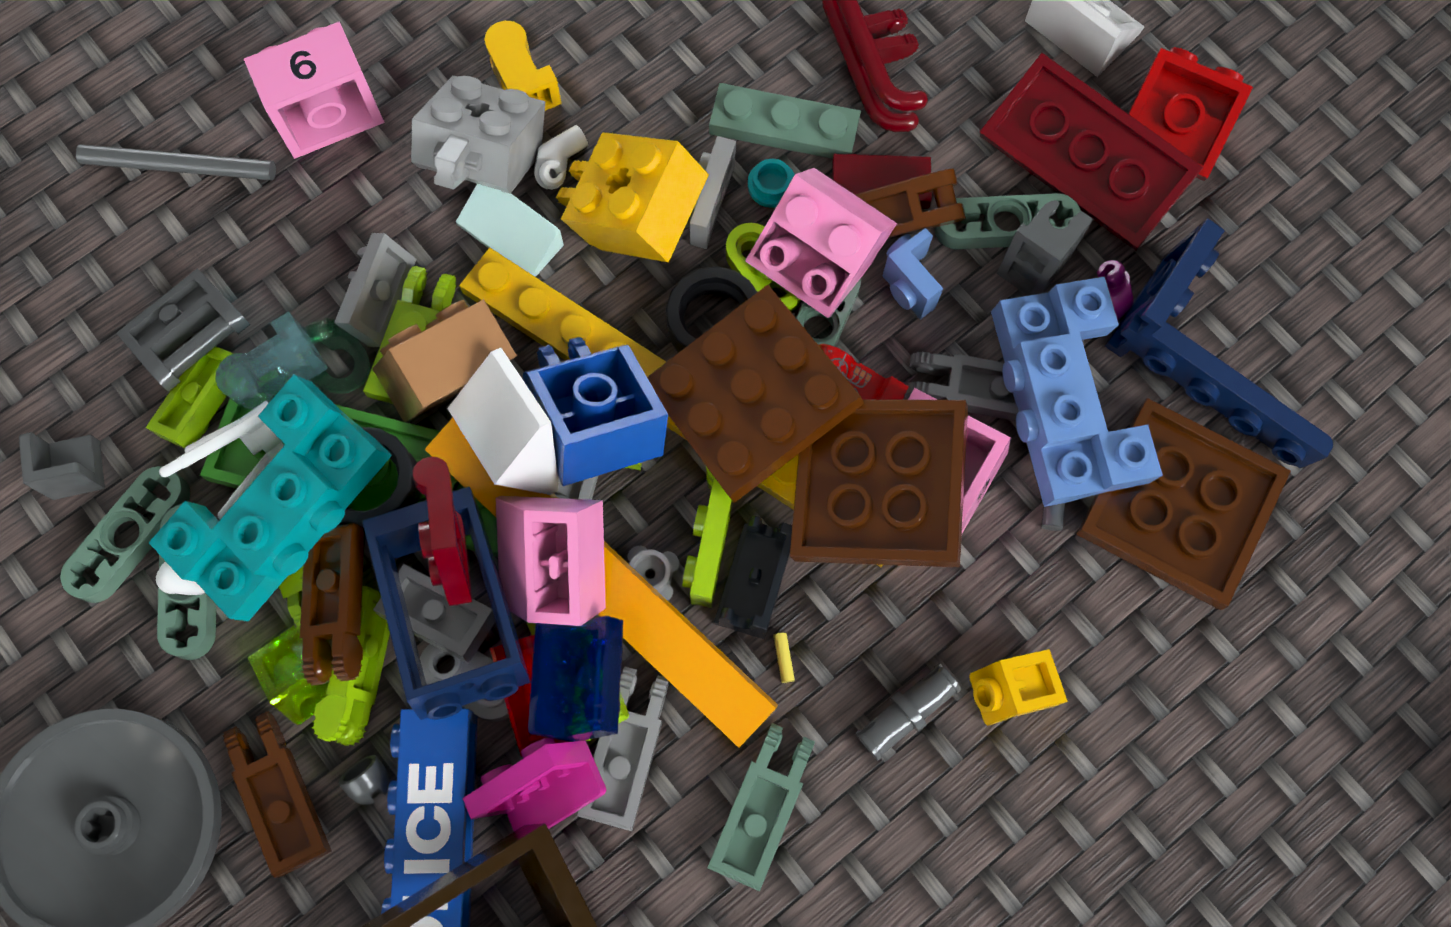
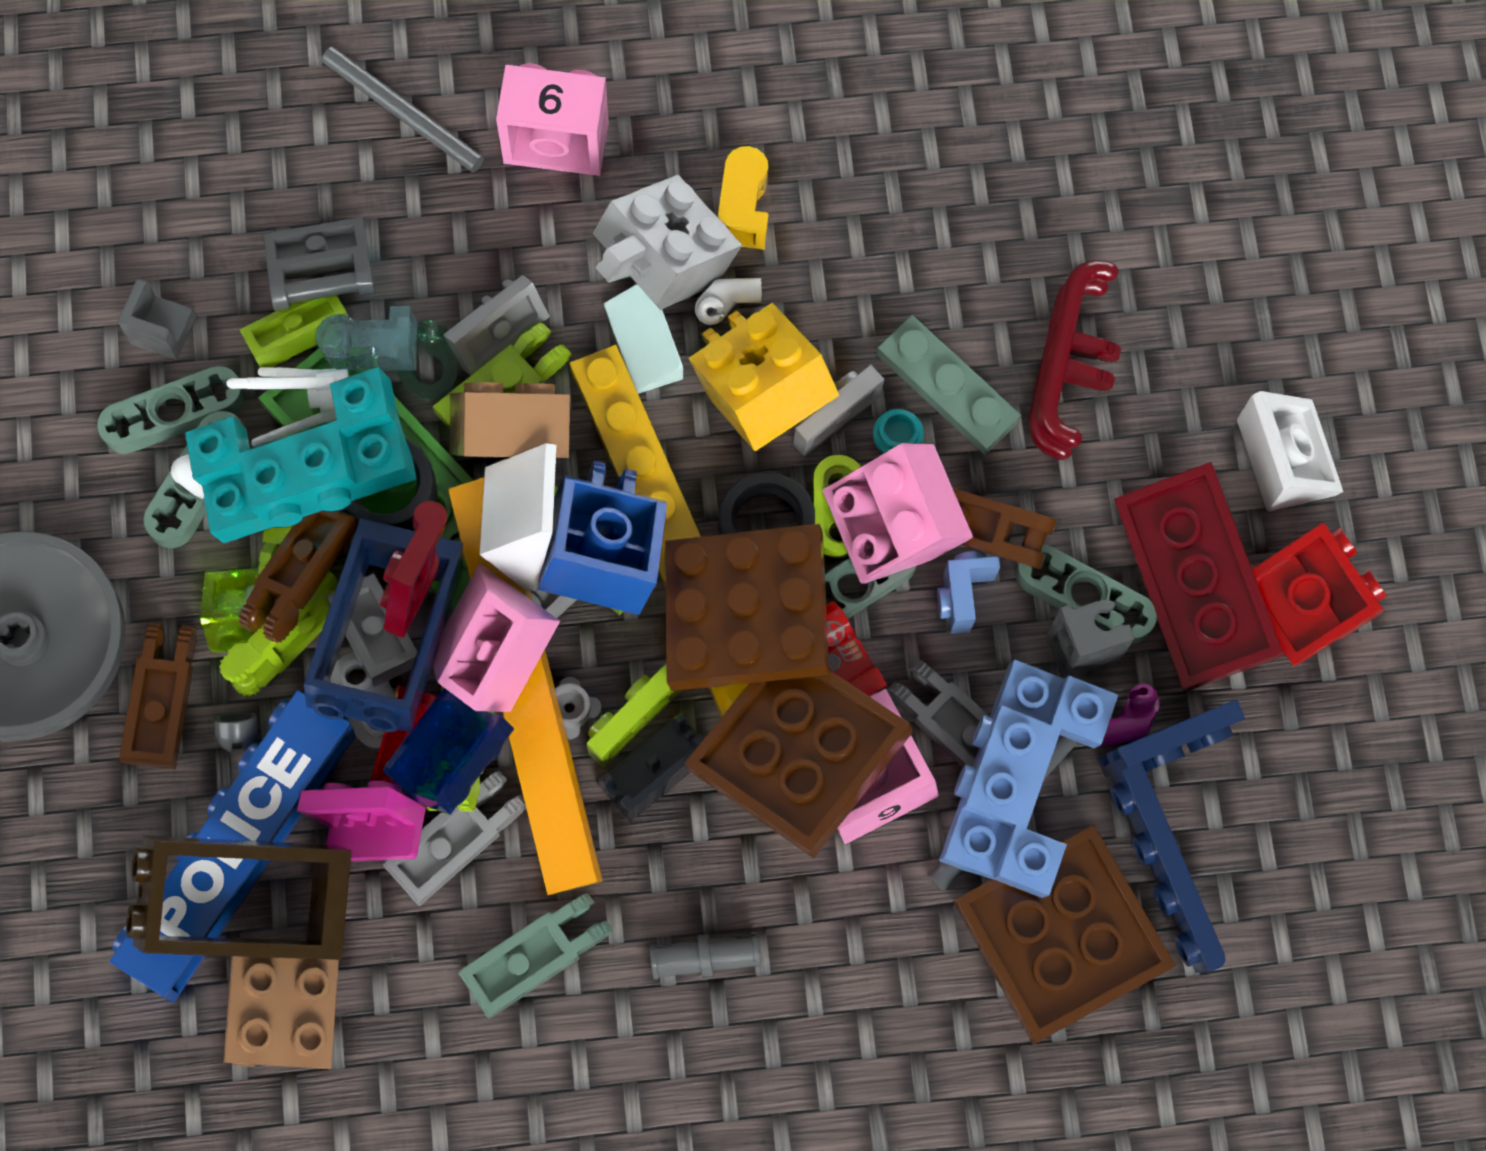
camera: 30 degrees right, 0 degrees up
(784, 657) = (635, 847): light yellow piece -> none
(869, 172) = (991, 478): dark red tile -> none
(1017, 686) = (811, 994): yellow bracket -> none

